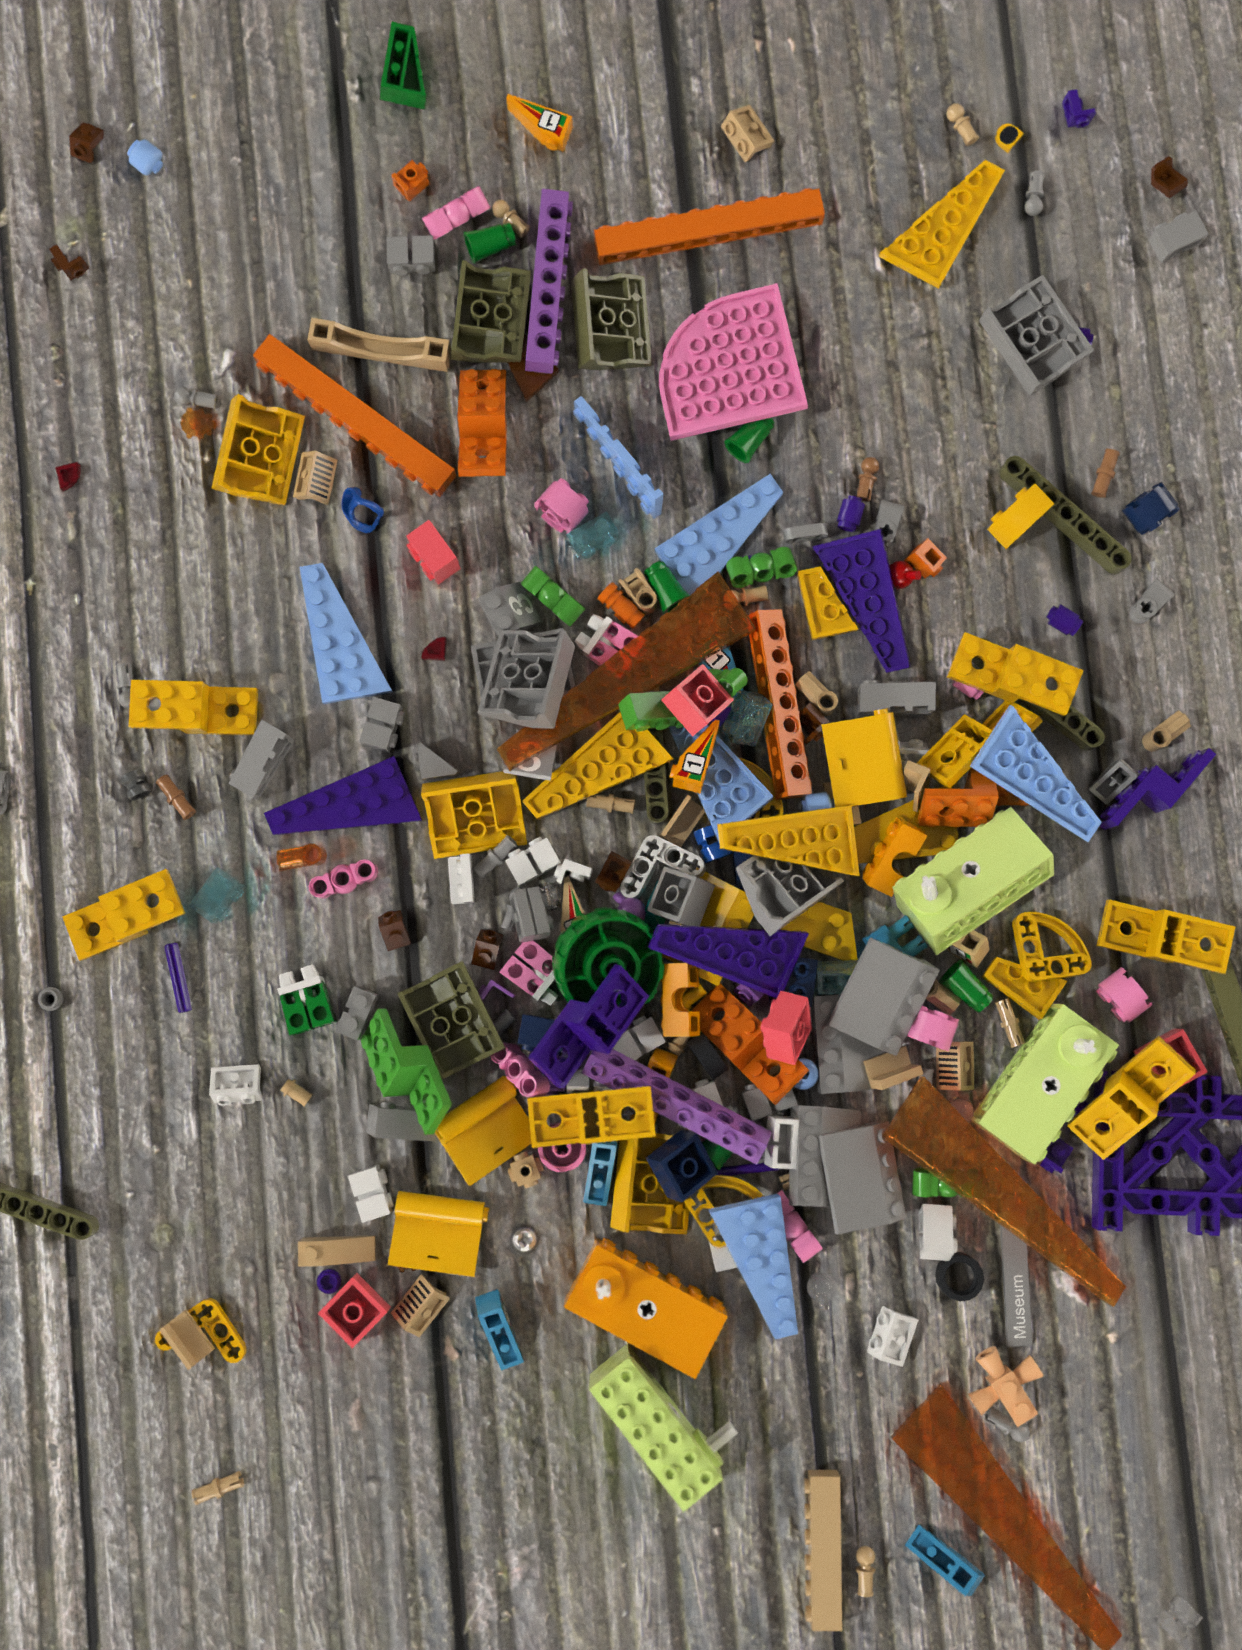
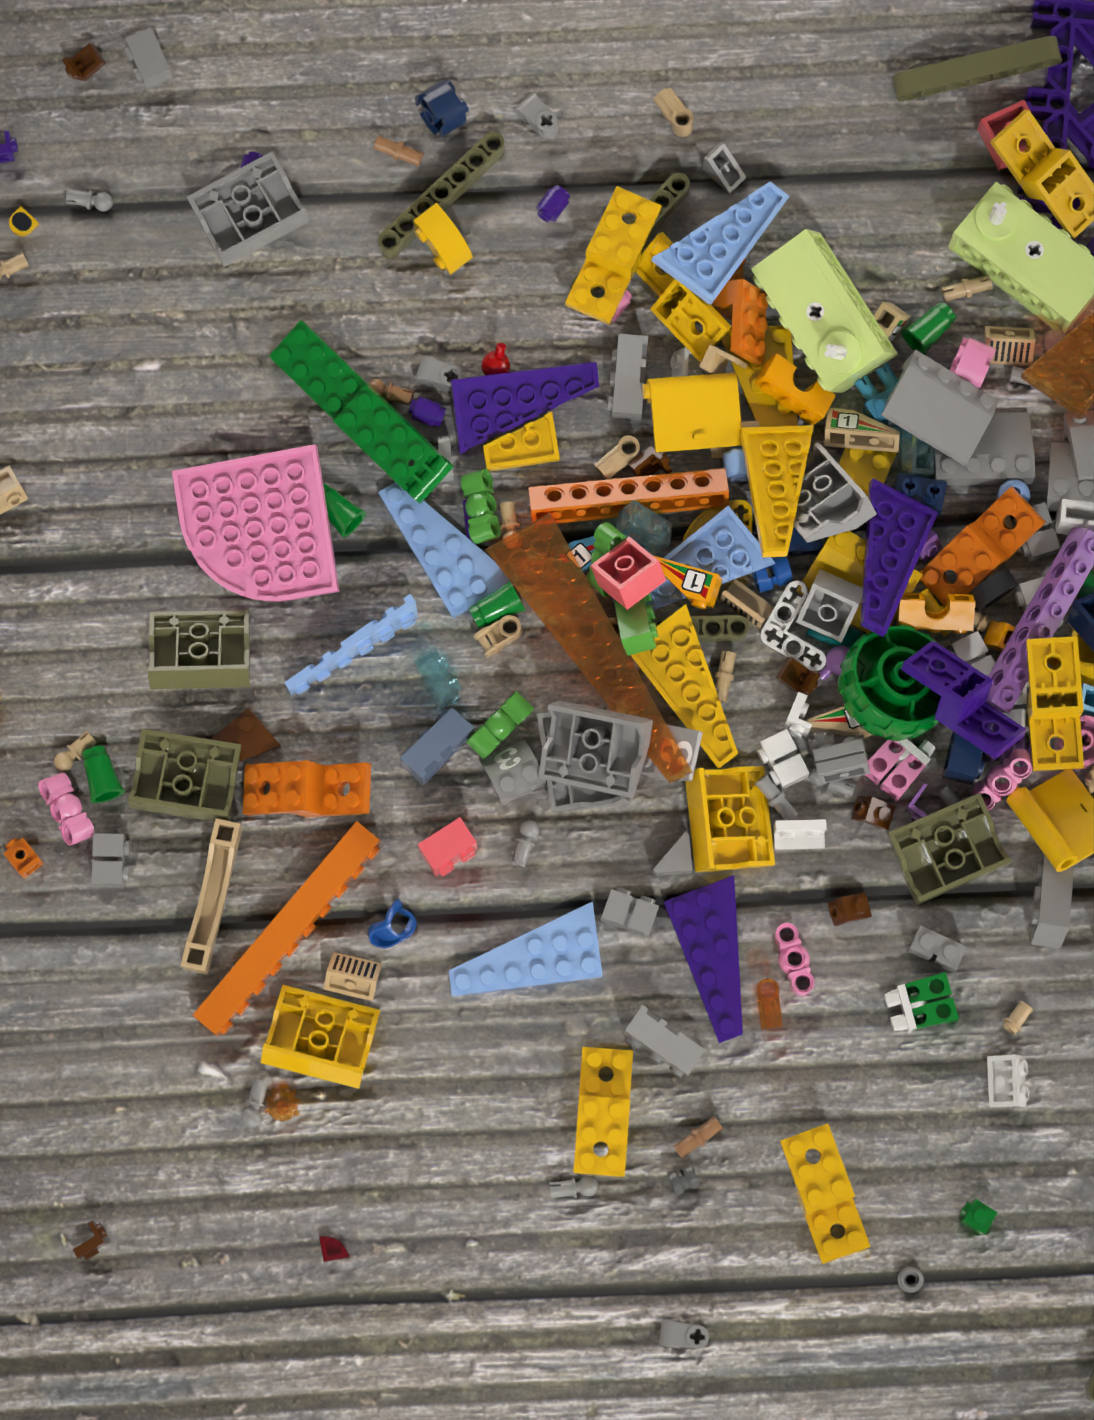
camera: 85 degrees left, 5 degrees down
(106, 1059) = (977, 1216): none -> green brick
(178, 977) = (892, 1141): dark purple axle -> none
(217, 896) = (807, 1092): clear light blue brick -> none
(406, 1071) = (1001, 894): bright green bracket -> none
(435, 650) = (549, 853): dark red tile -> none
(455, 628) = (528, 831): none -> light grey pin
(528, 537) = (436, 746): none -> sand blue wedge
(552, 204) = (238, 729): medium lavender brick -> none
(562, 506) = (404, 708): bright pink brick -> none
(606, 640) = (549, 671): hips -> none
(624, 608) = (515, 652): orange axle -> none
(709, 226) = (101, 540): orange brick -> none
(786, 1027) = (968, 504): coral brick -> none
(843, 451) = (361, 412): none -> green hinge
(857, 917) = (854, 430): none -> tan slope
(889, 1070) = (1013, 409): tan panel -> none
(926, 558) = (480, 337): orange brick -> none
(940, 233) = (128, 301): yellow wing -> none
(943, 998) = (942, 350): tan piece -> none
(1032, 996) = (930, 271): yellow wing -> none
(1037, 958) = (903, 256): yellow beam -> none
(1124, 996) = (944, 173): bright pink brick -> none
(1156, 788) = (735, 126): dark purple bracket -> none
(1166, 936) = (886, 129): yellow bracket -> none

